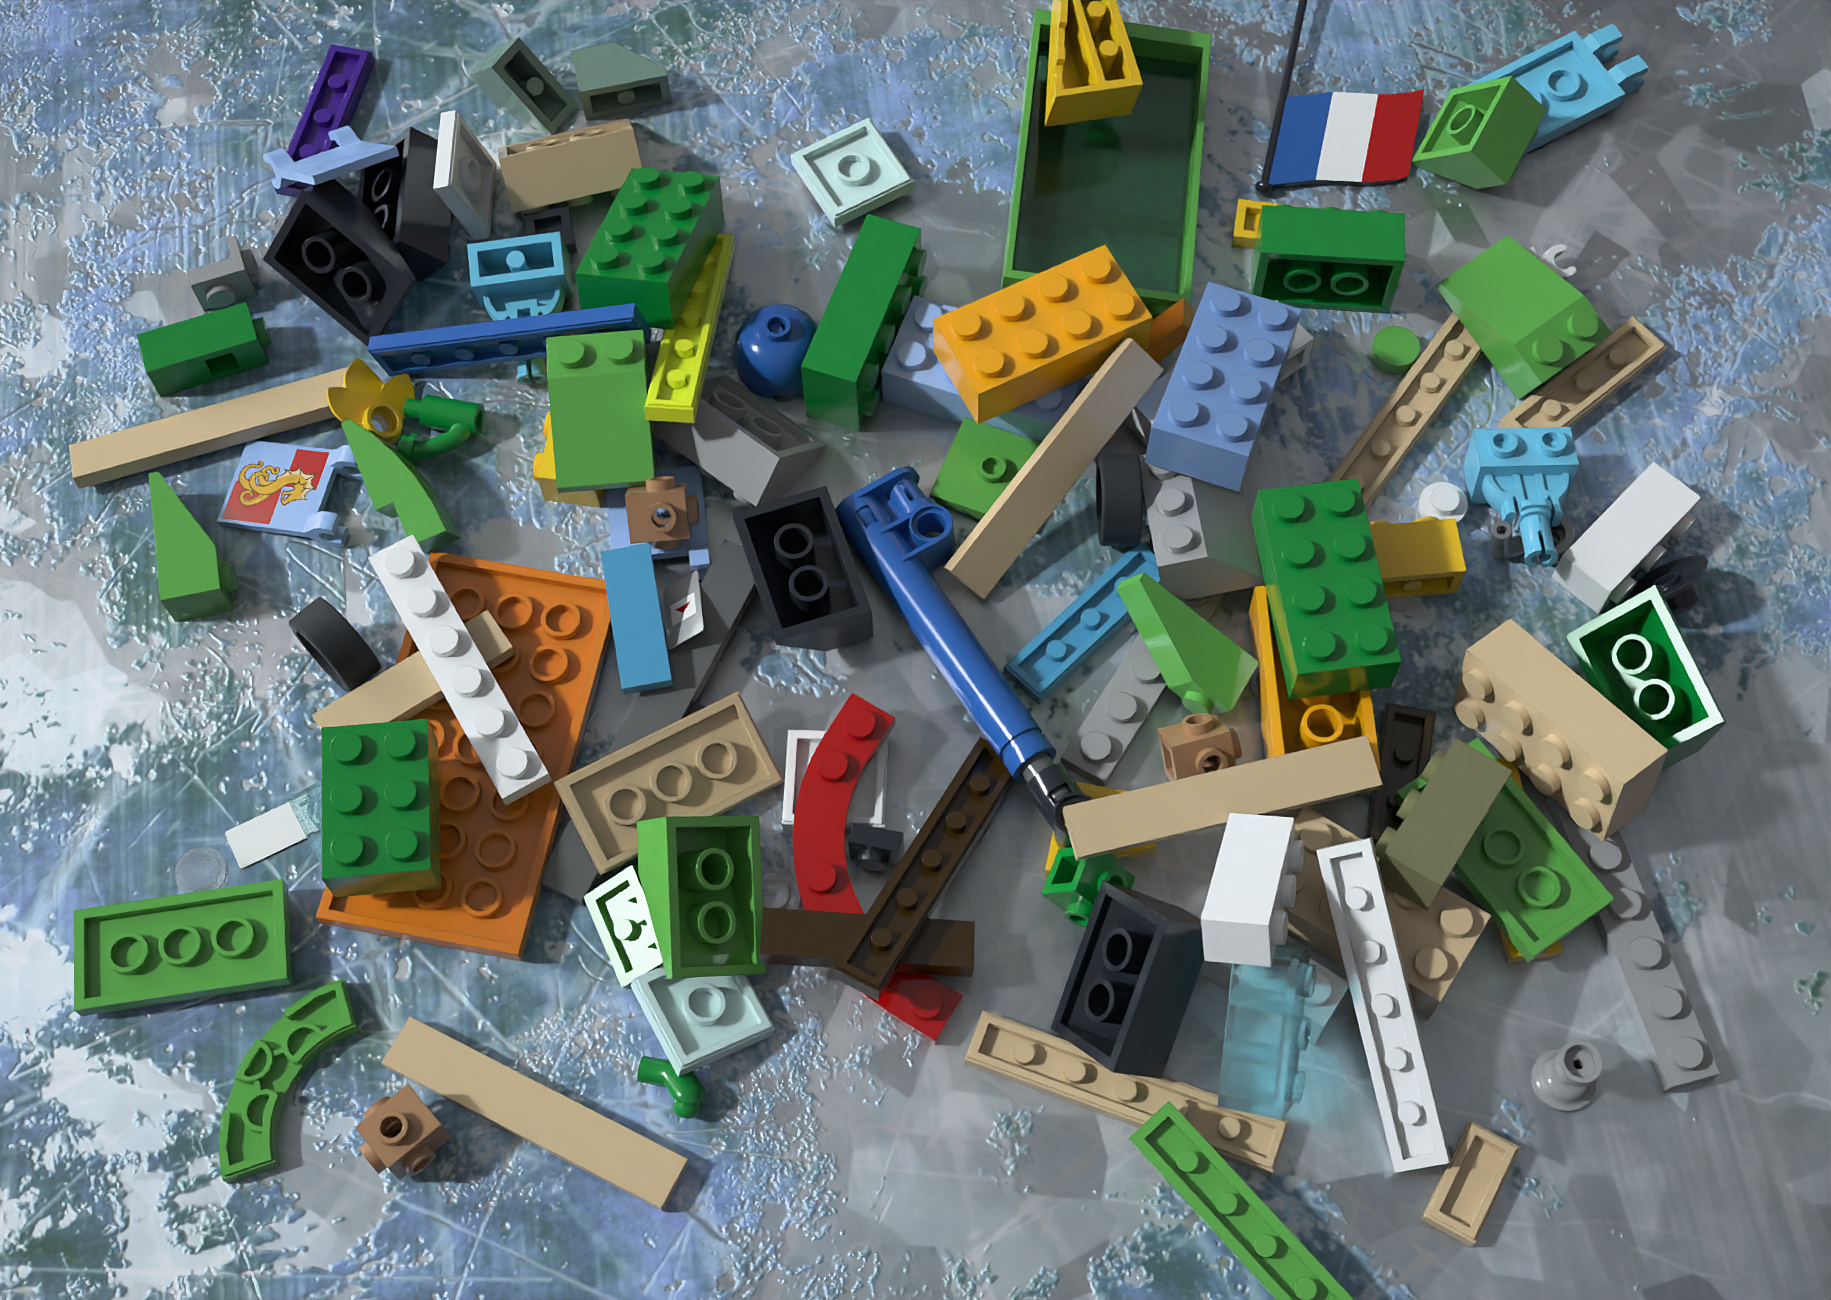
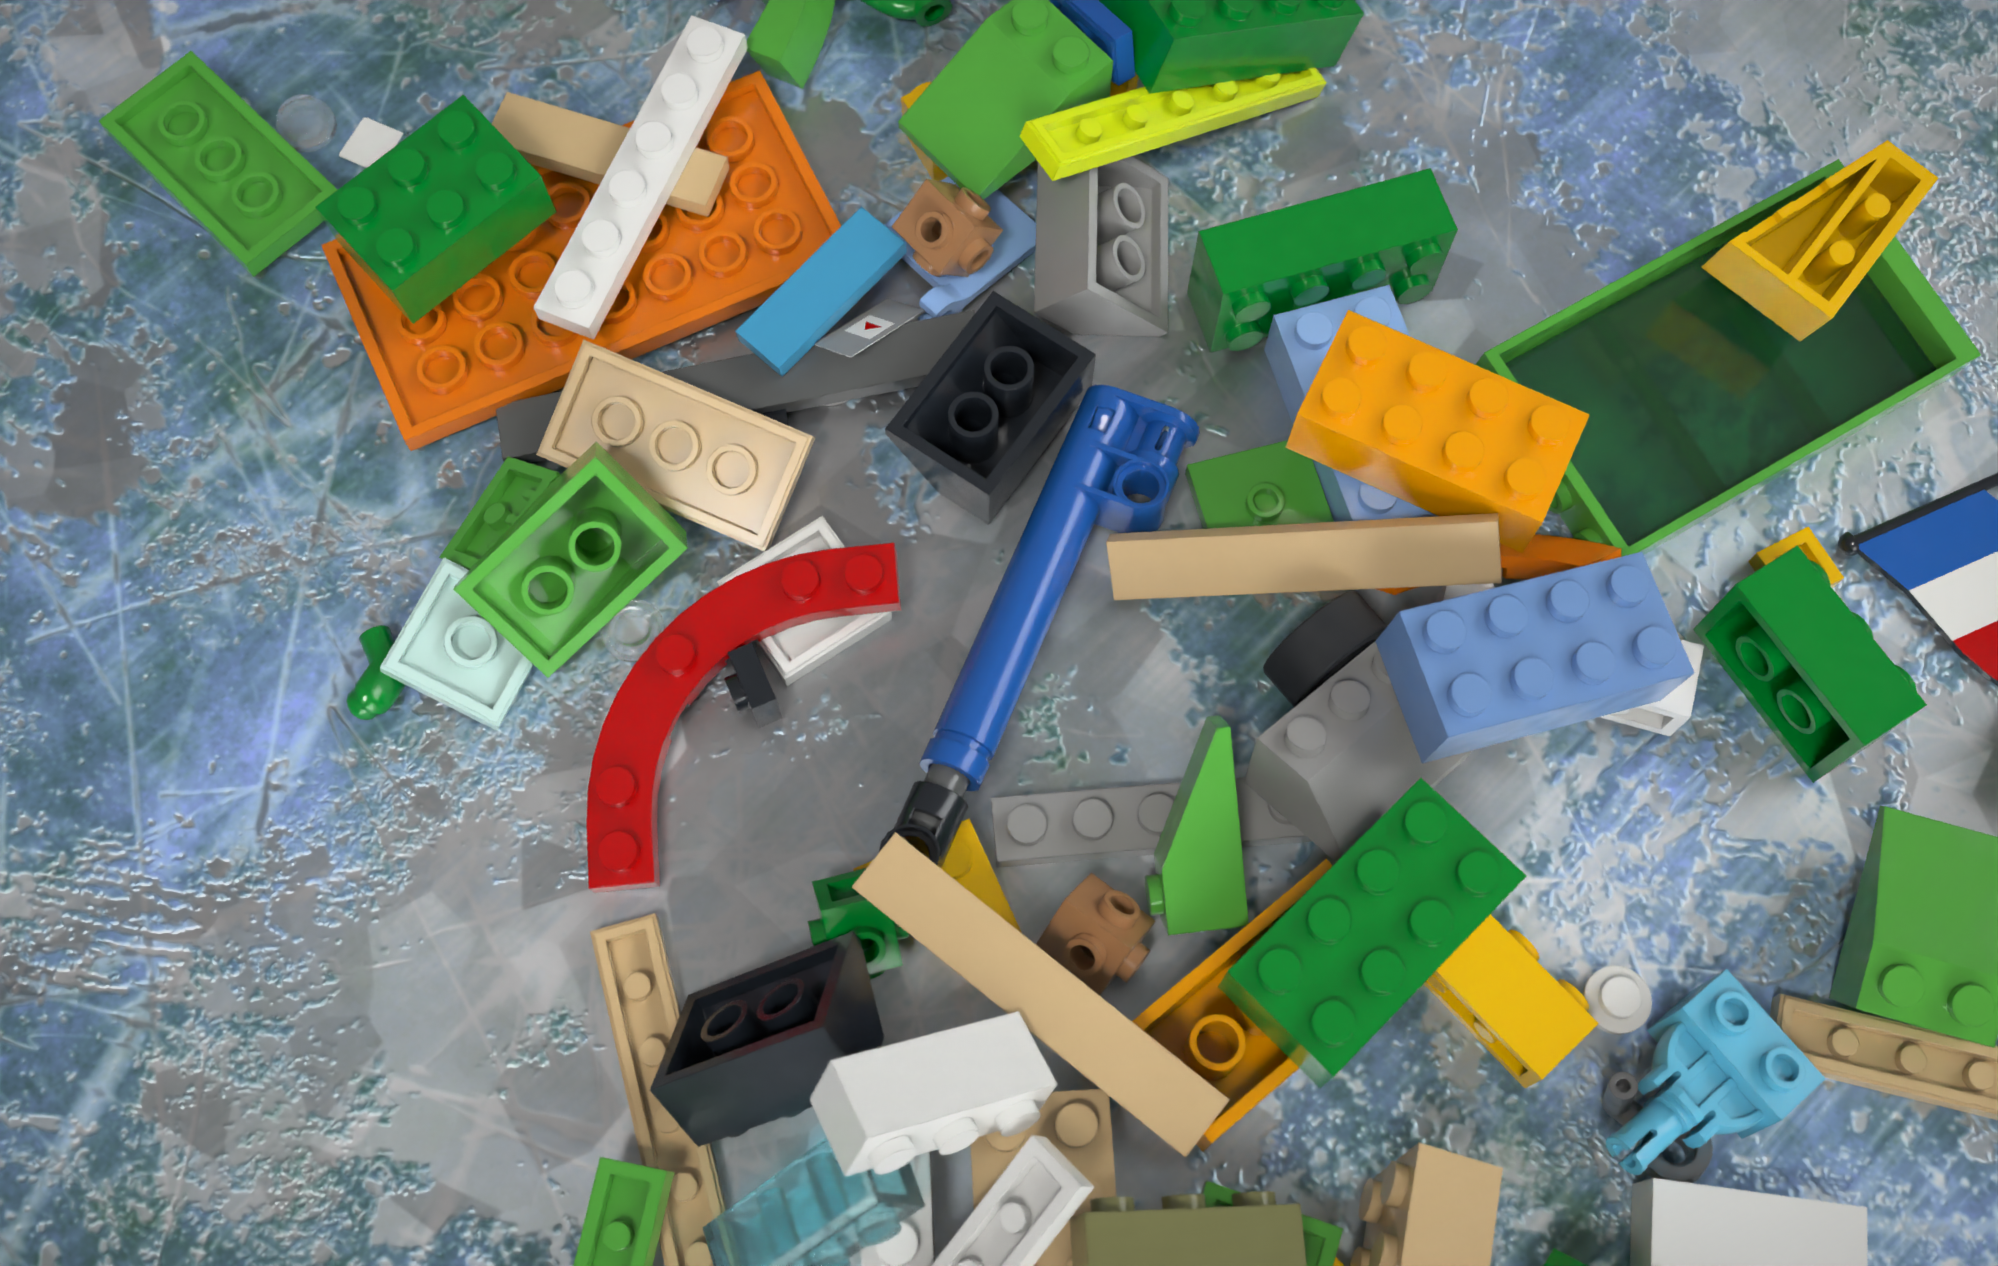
camera: 50 degrees right, 5 degrees up
(269, 1072) = (154, 323): bright green tile -> none
(334, 644) = (592, 58): black tyre -> none
(401, 1134) = (158, 469): medium nougat brick -> none
(536, 1113) = (267, 577): tan tile -> none
(772, 349) = (1224, 192): blue cylinder -> none
(821, 936) = (634, 748): dark brown tile -> none
(852, 172) = (1494, 136): light aqua plate -> none
(924, 873) = (745, 750): dark brown tile -> none
(1079, 629) = (1150, 716): dark azure tile -> none
(1395, 350) = (1769, 819): bright green tile -> none
(1403, 756) = (1269, 1158): dark brown tile -> none
(1410, 410) = (1683, 887): tan tile -> none

